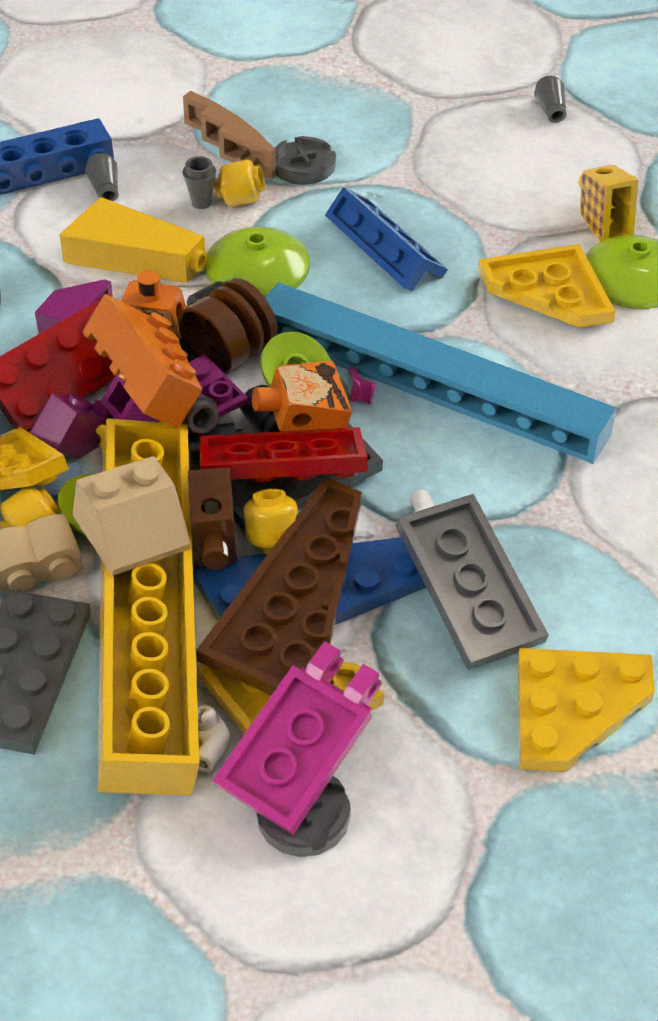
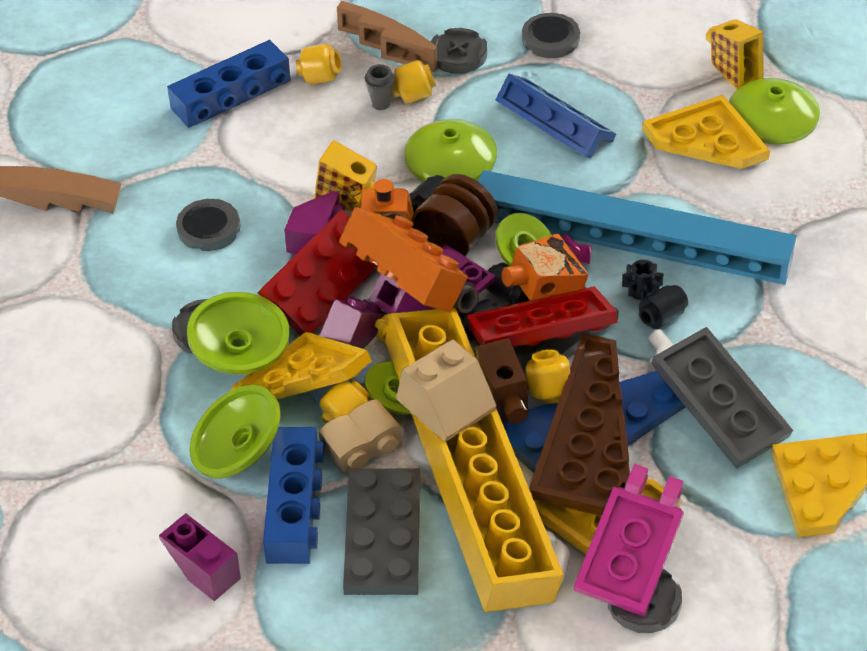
camera: 10 degrees left, 0 degrees up
(103, 175) = (289, 94): dark grey cone -> none
(120, 259) = (344, 172): none -> yellow torso
(132, 242) = (312, 136): yellow slope -> none
(146, 151) = (318, 64): none -> yellow head
(409, 158) = (550, 35): none -> tile
(423, 430) = (642, 279): none -> black gear
(437, 464) = (663, 306): none -> black brick

